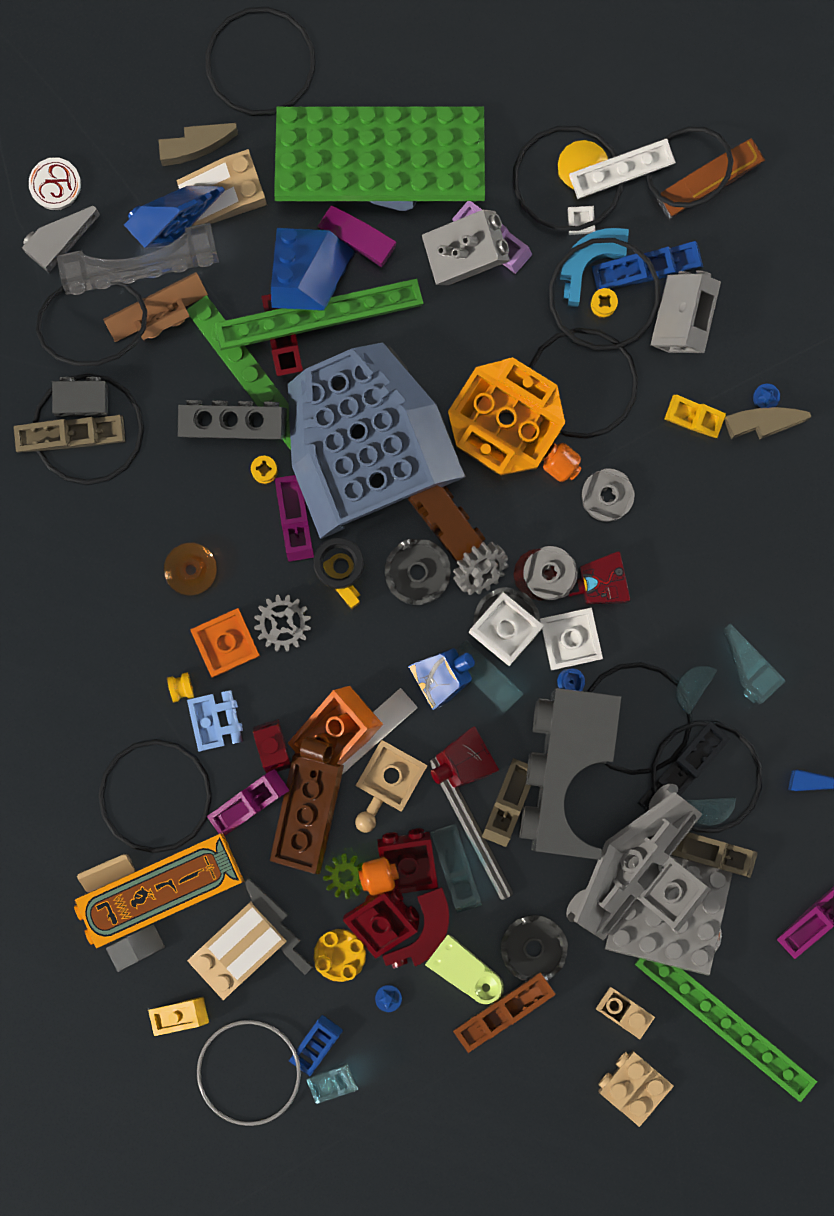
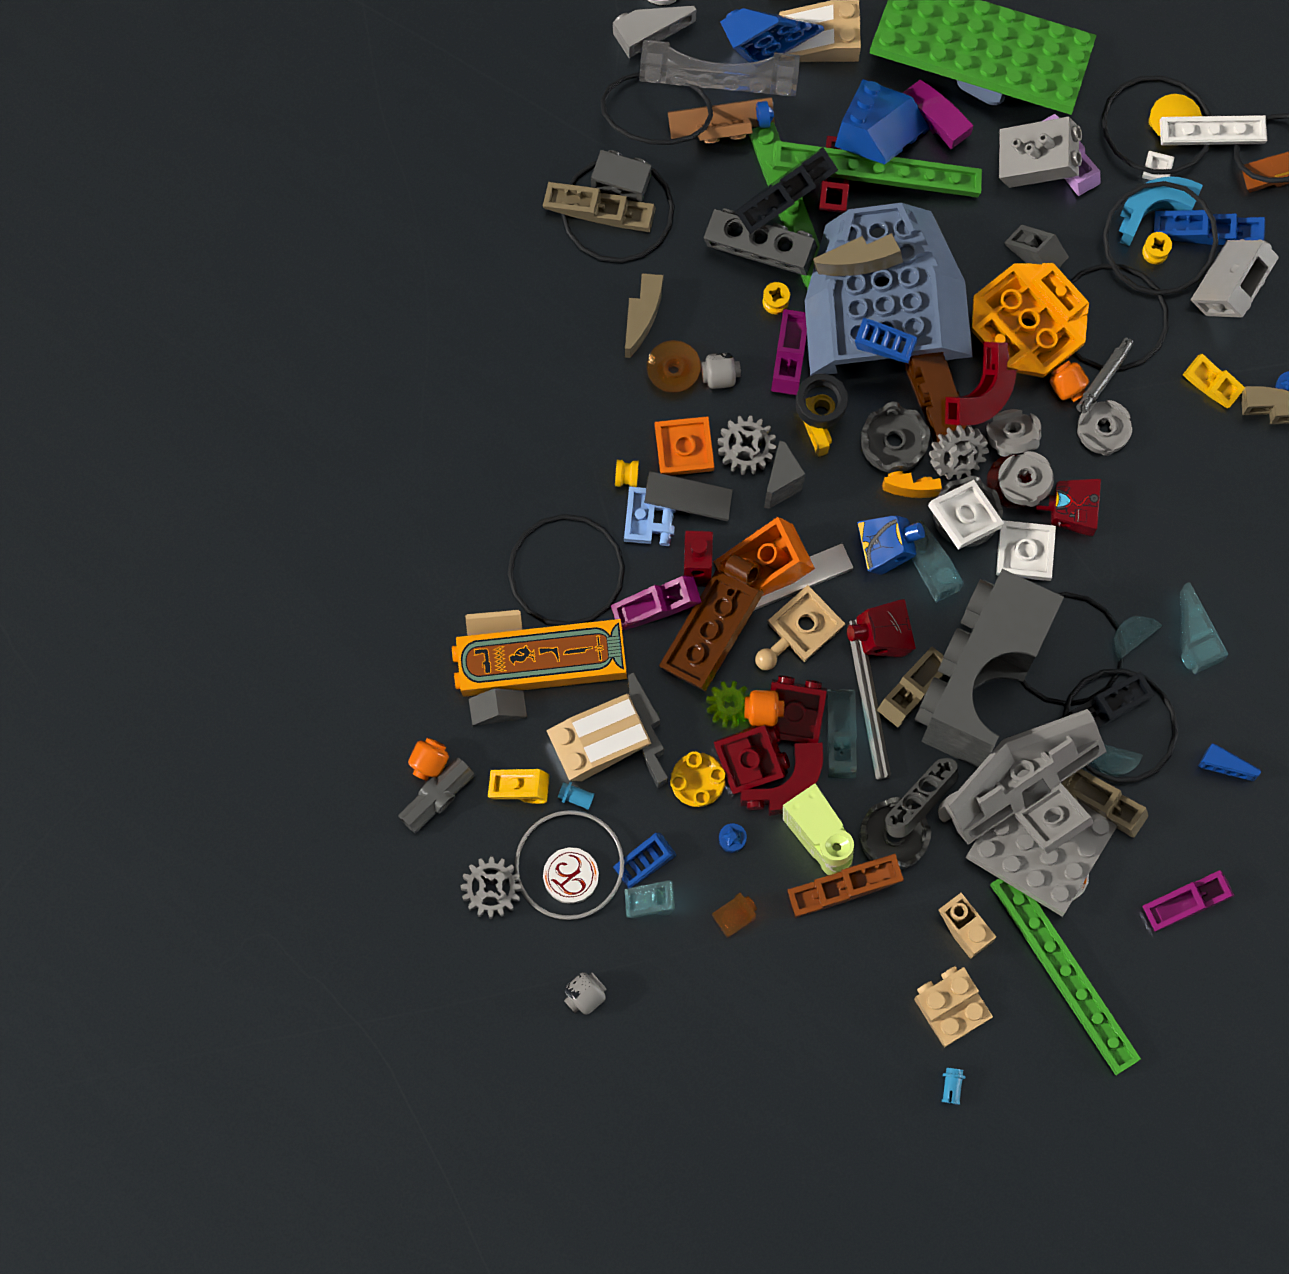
camera: 15 degrees right, 10 degrees down
(88, 1019) = (428, 758): none -> orange head
(106, 1050) = (436, 795): none -> dark grey piece
(144, 525) = (642, 312): none -> dark tan slope
(173, 1114) = (482, 896): none -> light grey gear
(195, 293) = (764, 114): none -> blue tile
(233, 1007) = (575, 795): none -> dark azure pin
(235, 558) = (720, 370): none -> light grey head
(240, 369) = (786, 190): none -> black slope
(244, 690) = (688, 496): none -> dark grey piece
(253, 1082) = (570, 875): none -> white tile
(301, 1188) = (585, 993): none -> light grey head
(326, 646) = (786, 477): none -> dark grey slope
(331, 418) = (859, 258): none -> dark tan slope
(357, 502) = (888, 332): none -> blue slope
(413, 1069) = (735, 914): none -> clear orange bracket
(439, 613) = (903, 485): none -> light orange slope
(492, 340) = (1036, 246): none -> dark grey slope
(492, 508) = (991, 392): none -> dark red arch
(532, 541) = (1026, 436): none -> light grey plate
(551, 909) = (927, 800): none -> dark grey beam
(593, 445) = (1105, 375): none -> dark grey piece
(657, 1160) = (953, 1084): none -> dark azure pin

